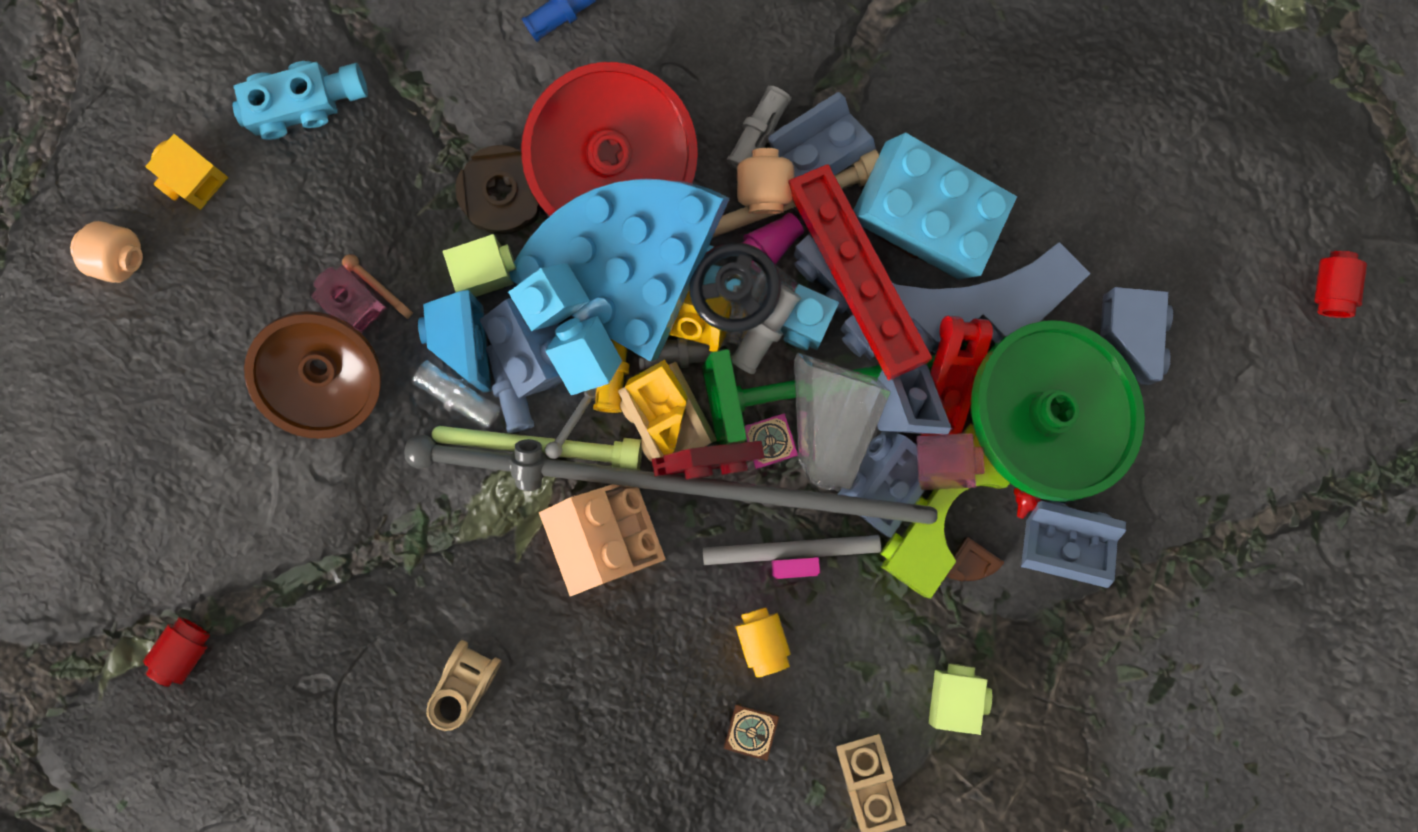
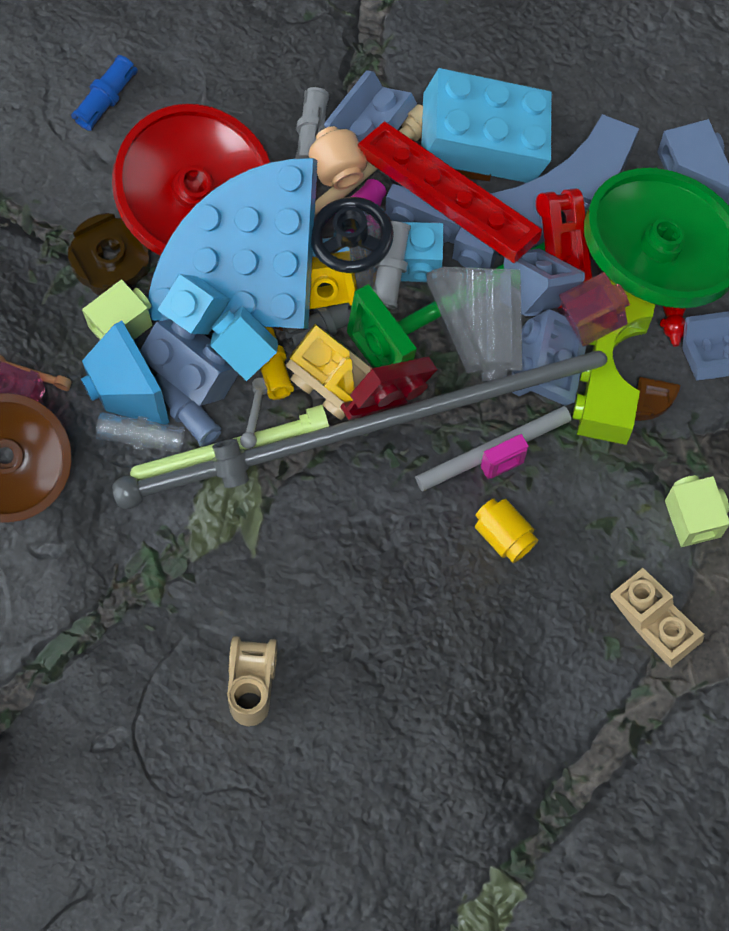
camera: 25 degrees left, 15 degrees down
(601, 536) = (321, 497): light nougat slope -> none
(751, 732) = (530, 614): tile -> none
(775, 438) = (444, 361): tile -> none

